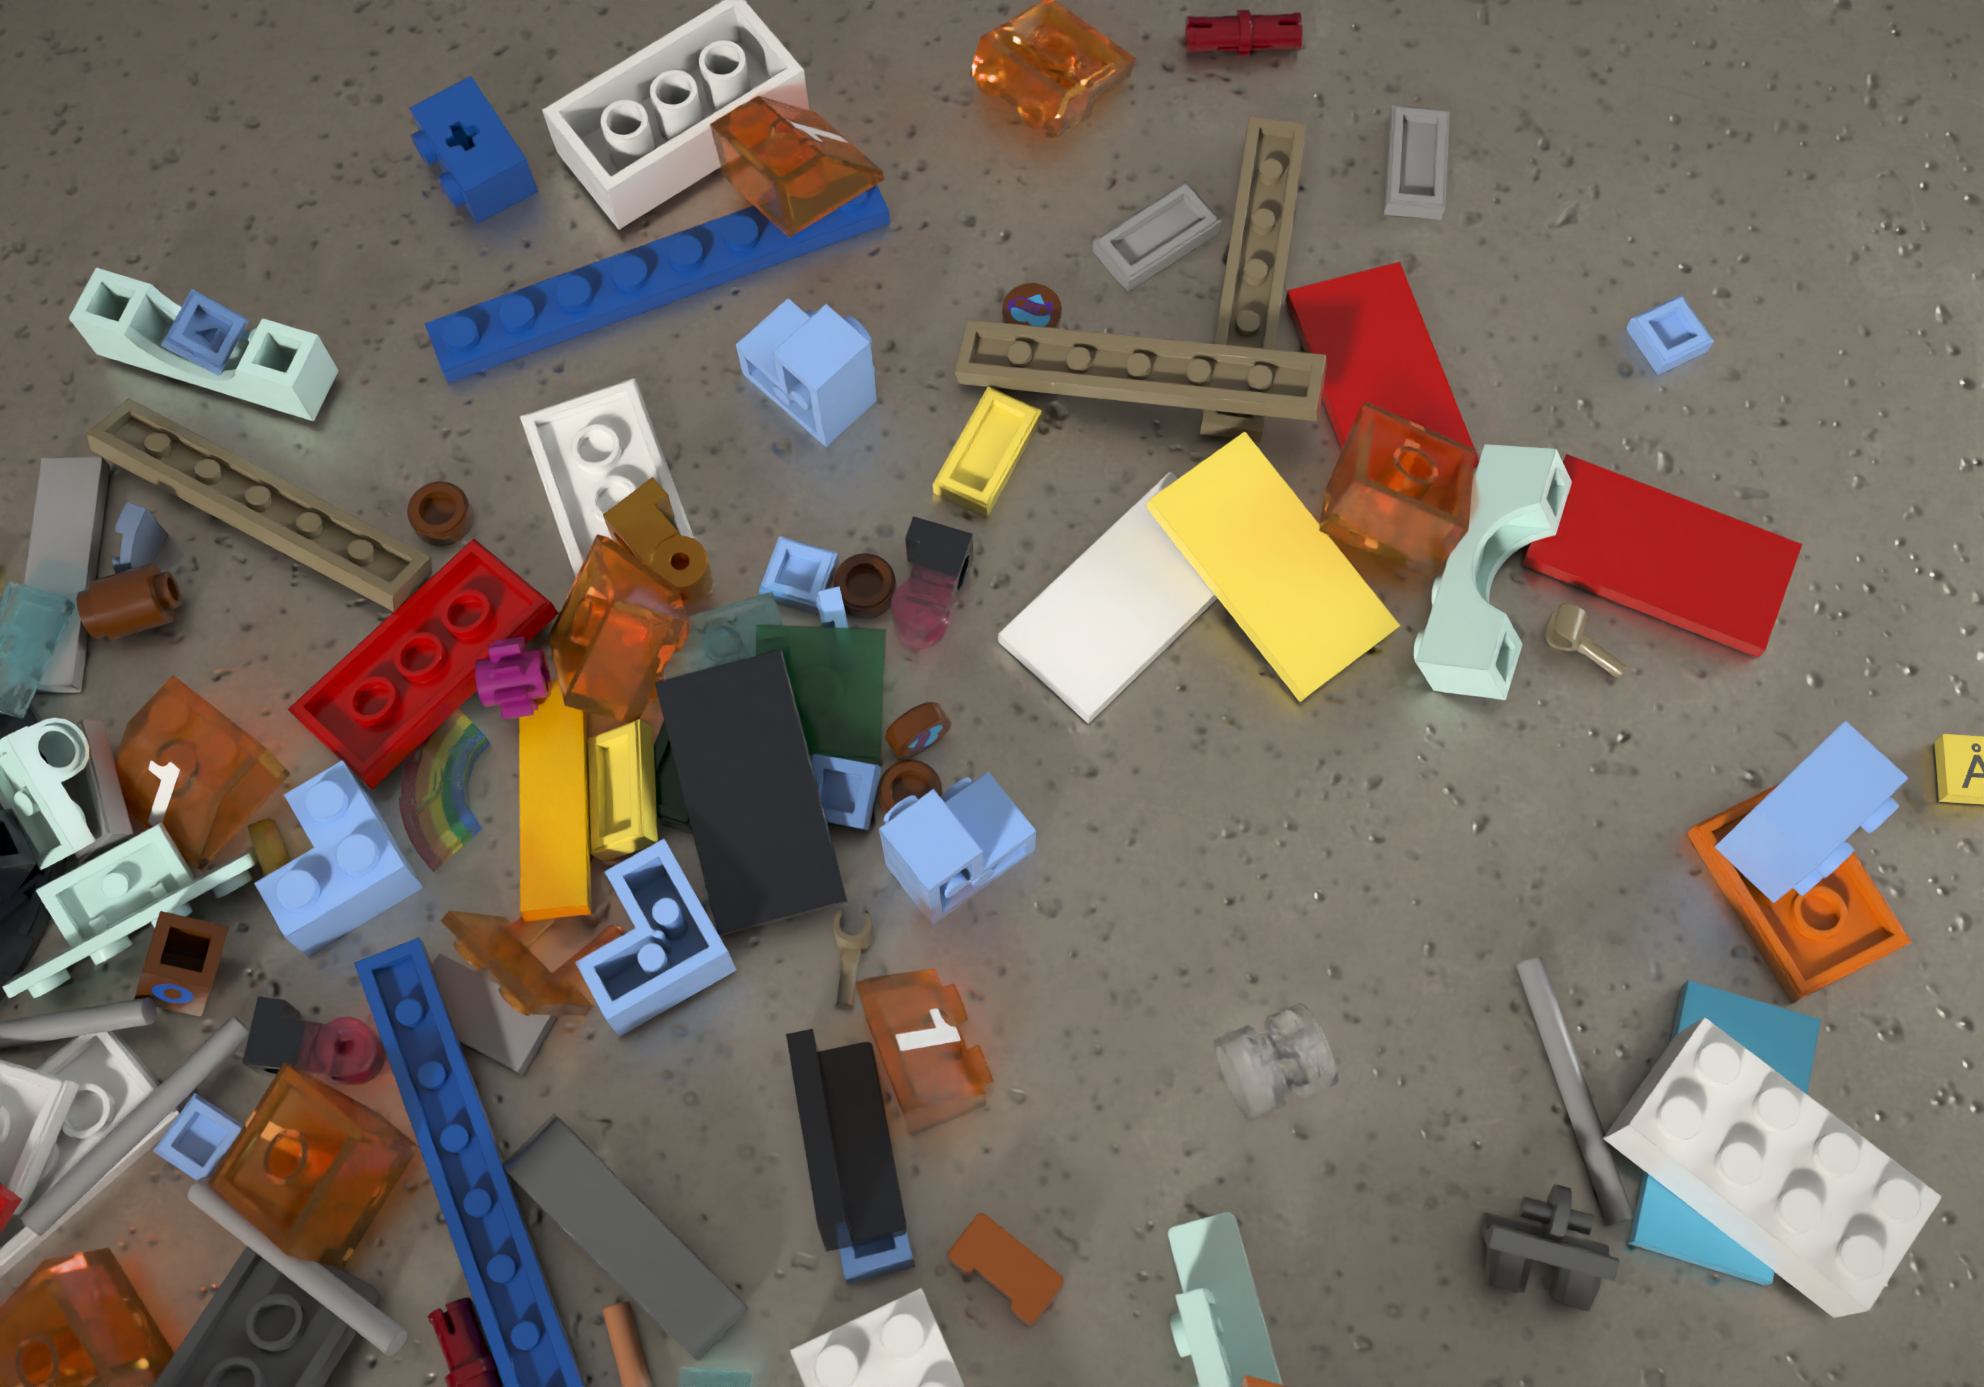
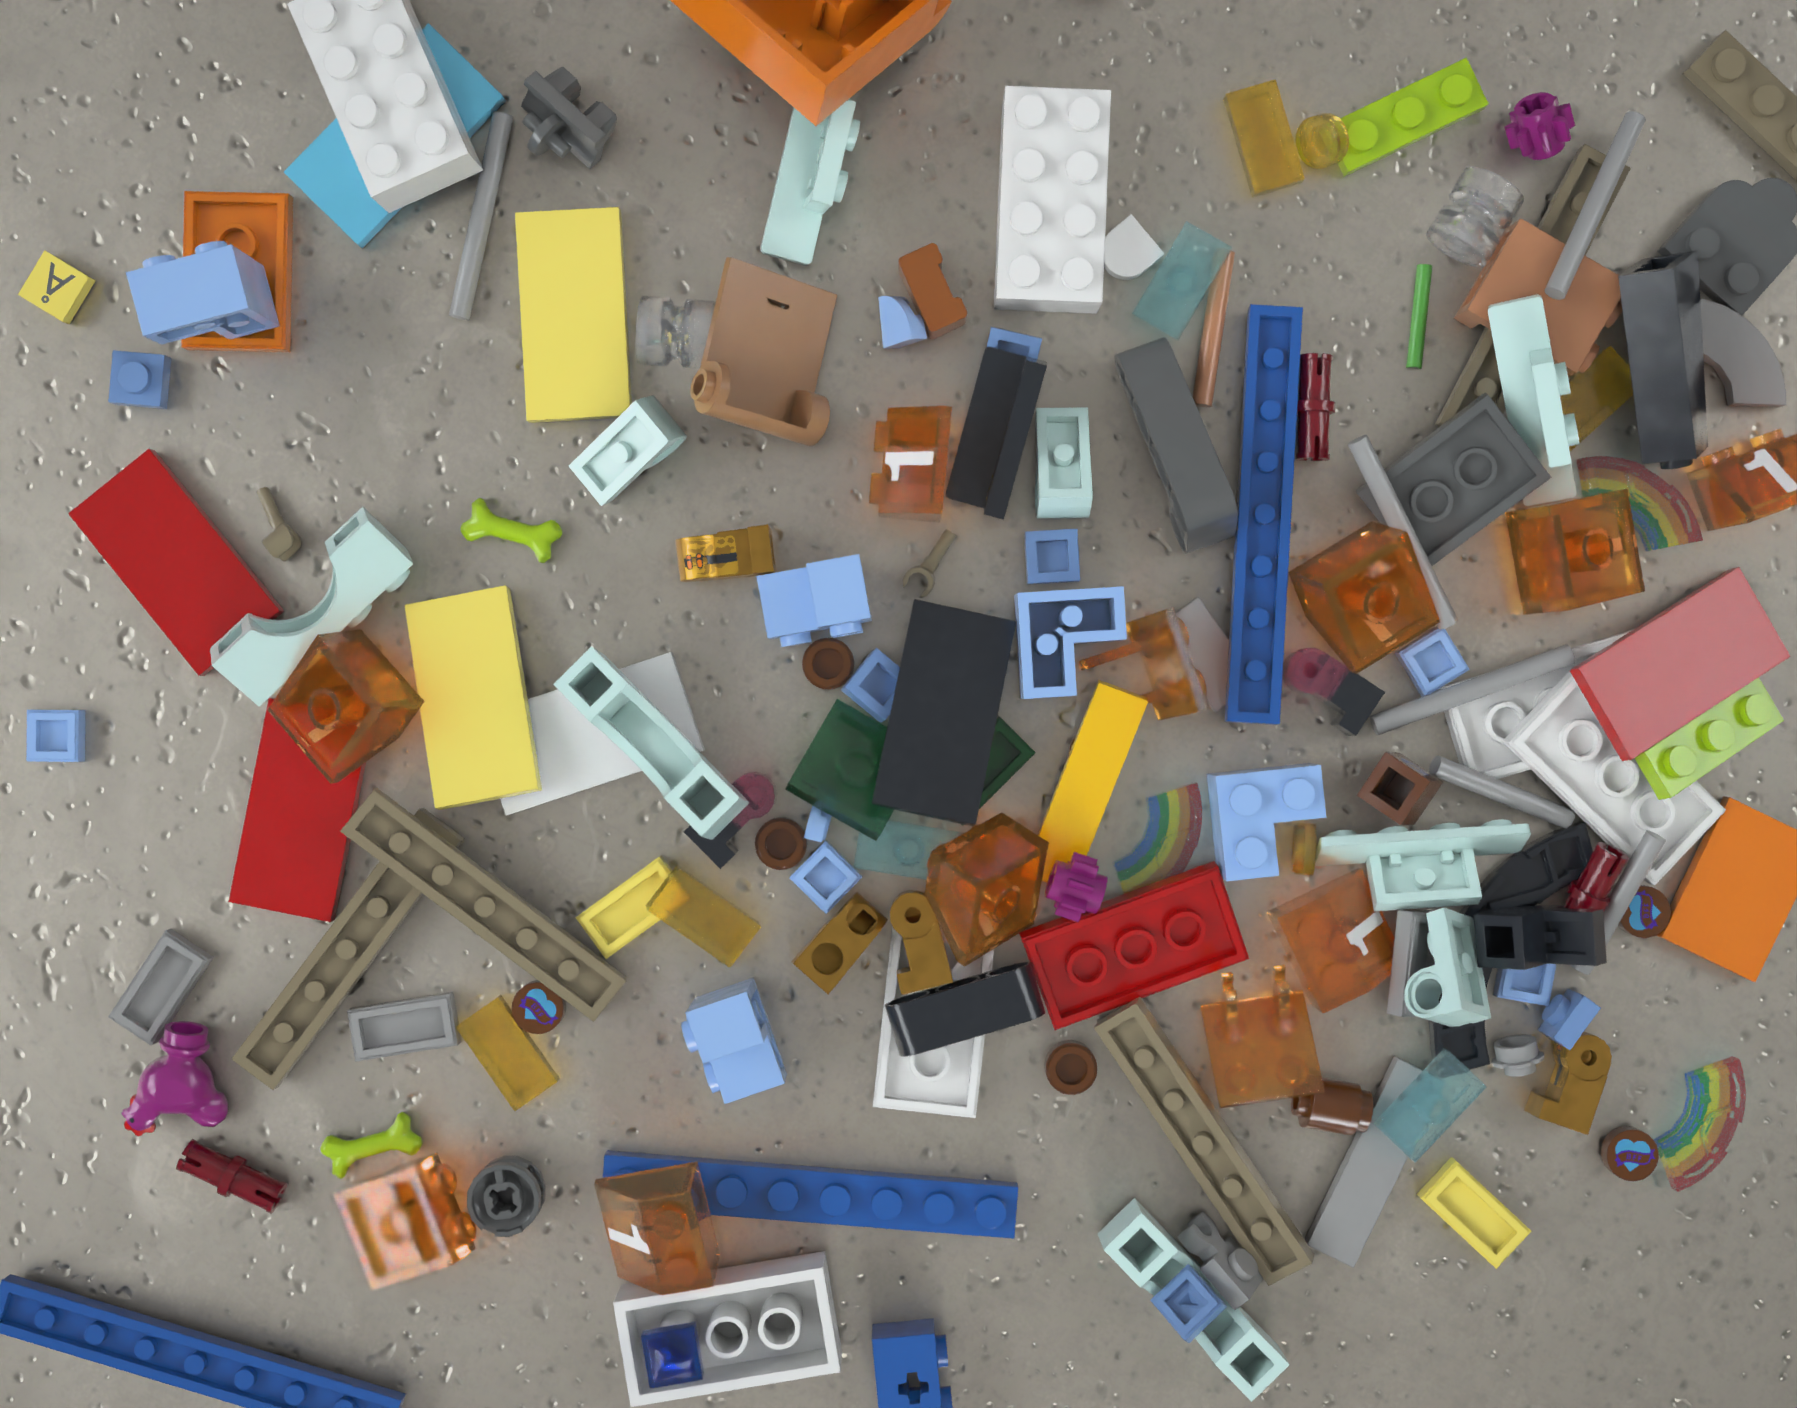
camera: 150 degrees left, 20 degrees up
(140, 539) = (1303, 1157): sand blue tile -> none
(182, 395) = (1225, 1263): none -> light grey plate
(233, 621) = (1261, 1045): none -> clear orange plate
(567, 508) = (965, 1009): none -> black beam
(622, 790) = (1034, 766): light yellow tile -> none
(712, 1031) = (1052, 556): none -> medium blue plate
(718, 47) = (672, 1355): none -> clear blue tile
(749, 509) = (840, 943): none -> pearl gold leg
(750, 1145) = (1063, 463): none -> light aqua plate
(908, 471) = (703, 916): none -> clear yellow tile
(917, 730) = (800, 704): reddish brown tile -> none
(976, 148) = (506, 1196): none -> dark grey wheel
(1027, 1211) = (899, 323): none -> light blue tile
(1036, 255) = (507, 1053): none -> clear yellow tile
(1081, 849) = (726, 554): none -> pearl gold leg
(1105, 137) = (346, 1152): none -> lime piece
(1110, 616) = (652, 743): none -> light aqua arch
(1159, 1083) = (764, 357): none -> medium nougat door
(1256, 906) = (626, 448): none -> light aqua plate
(1303, 767) = (486, 523): none -> lime piece
(1345, 85) = (177, 1082): none -> magenta animal
(1405, 1032) = (573, 314): none -> light yellow tile
(1818, 712) = (139, 379): none -> medium blue plate

